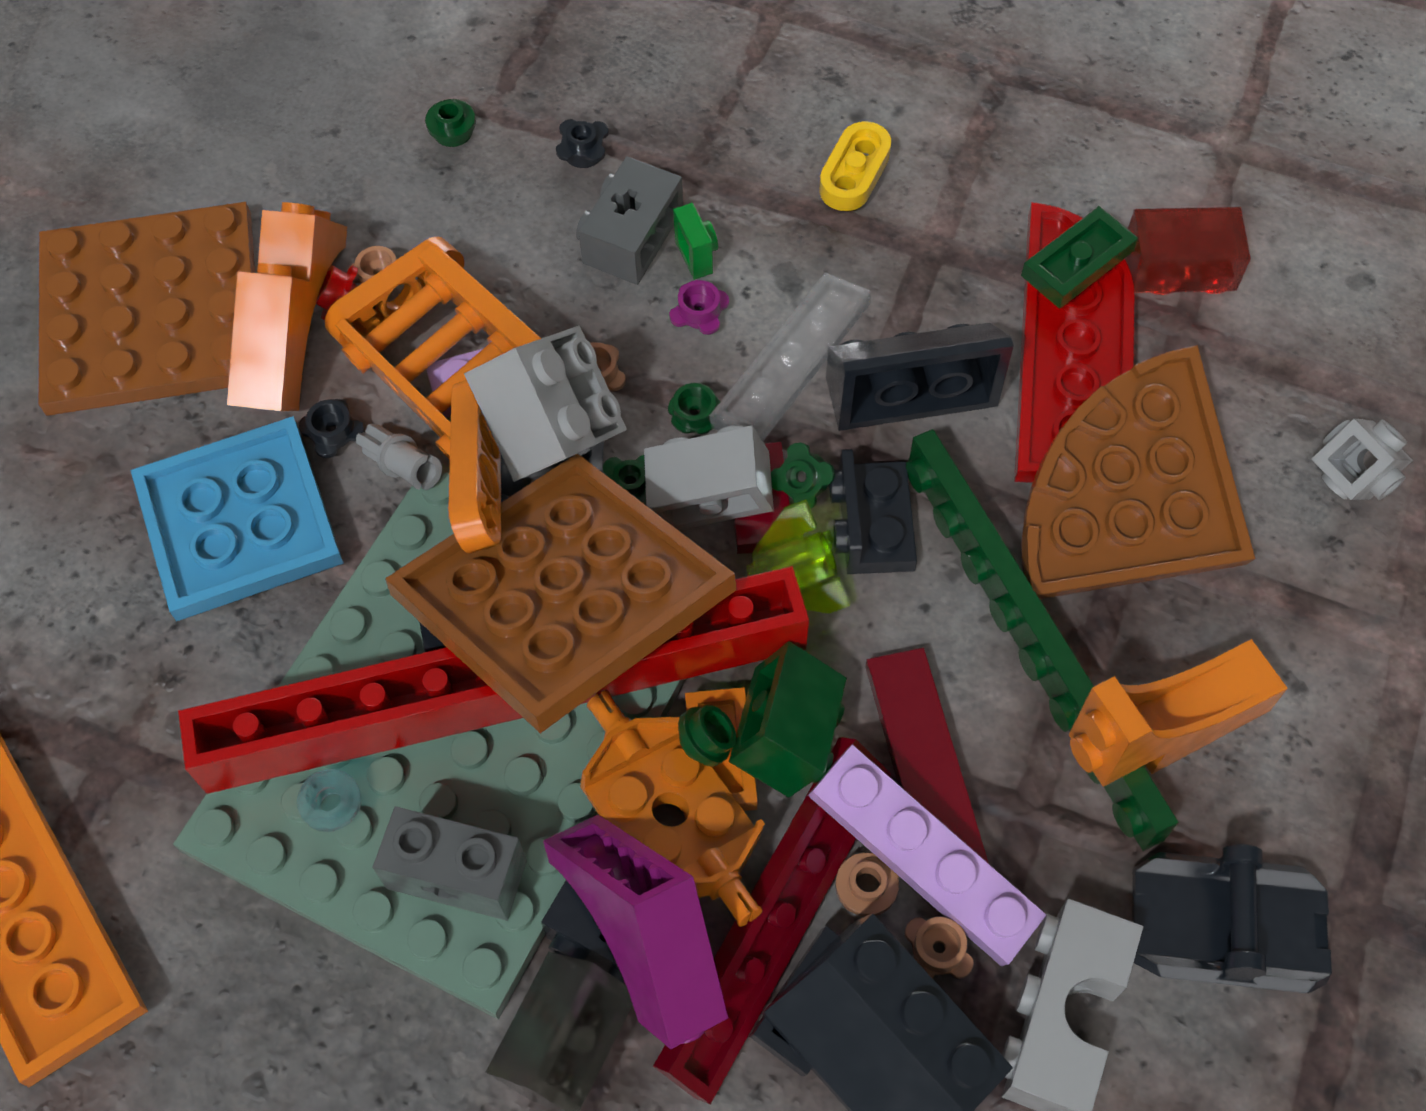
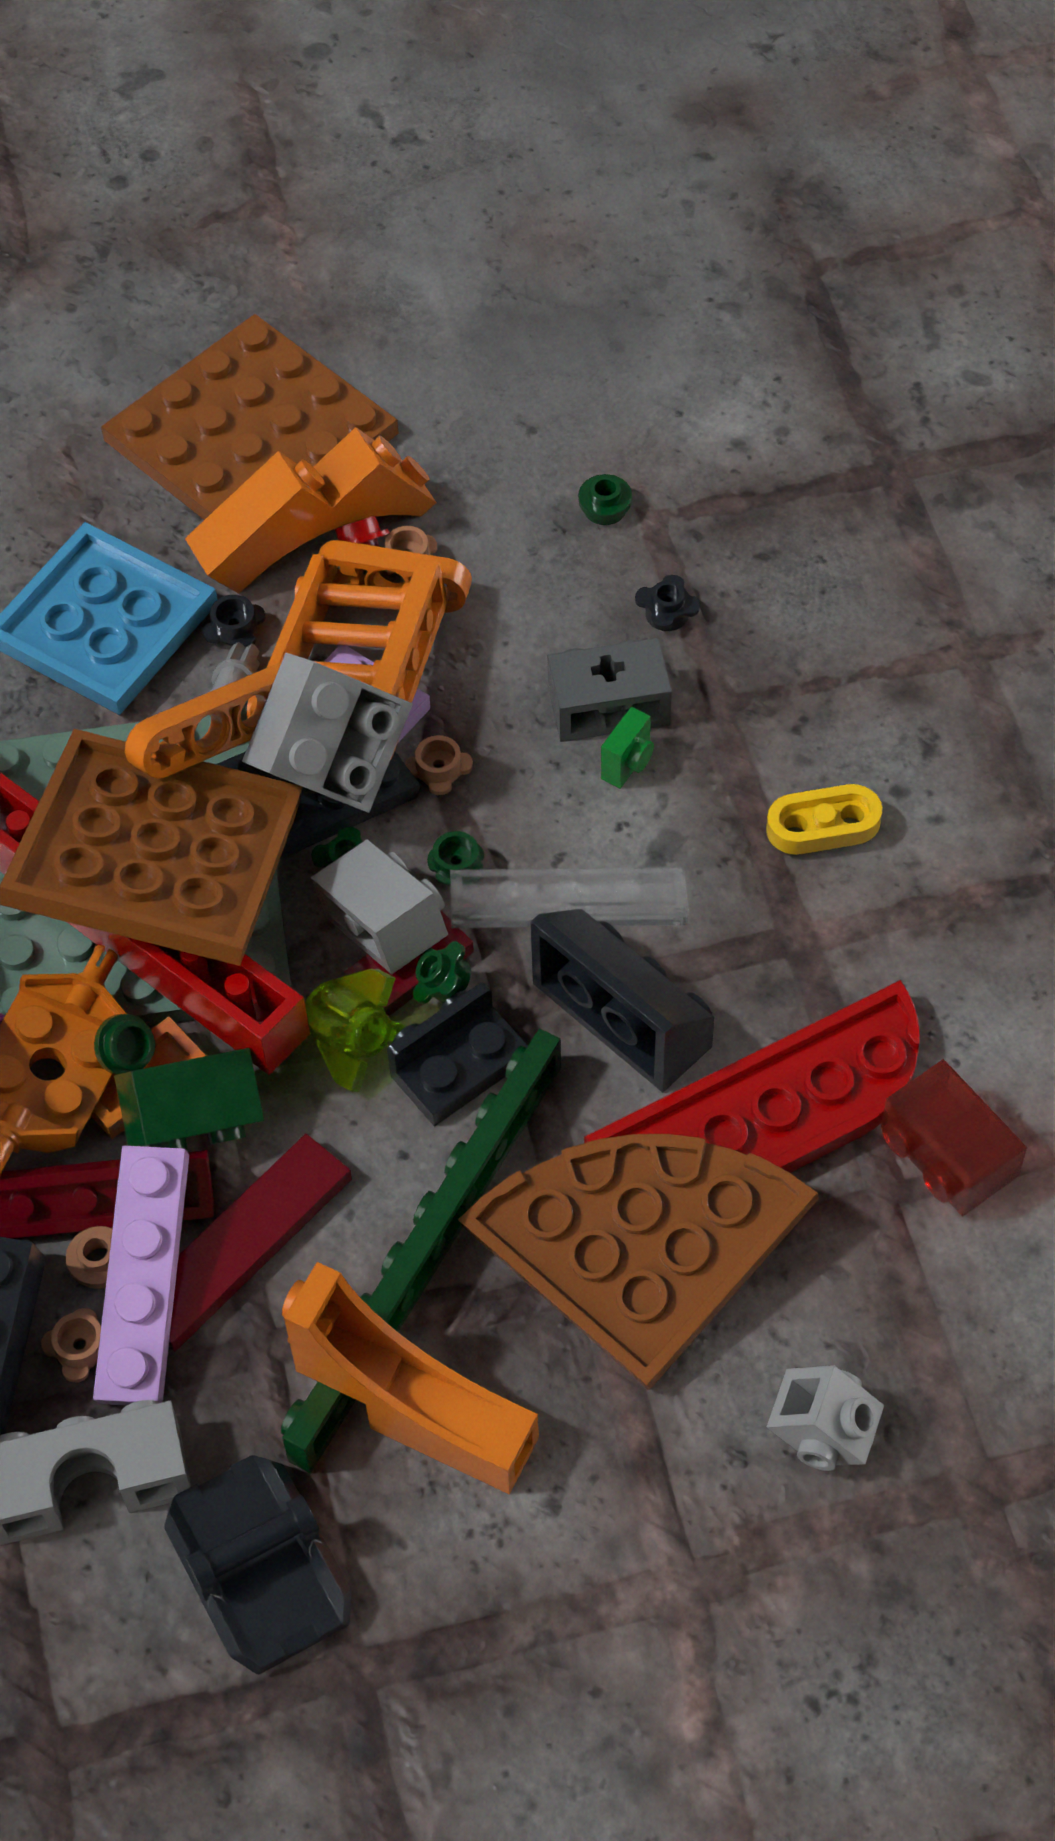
camera: 55 degrees right, 5 degrees down
(695, 295) = (566, 784): magenta plate -> none
(1079, 257) = (853, 1047): dark green plate -> none

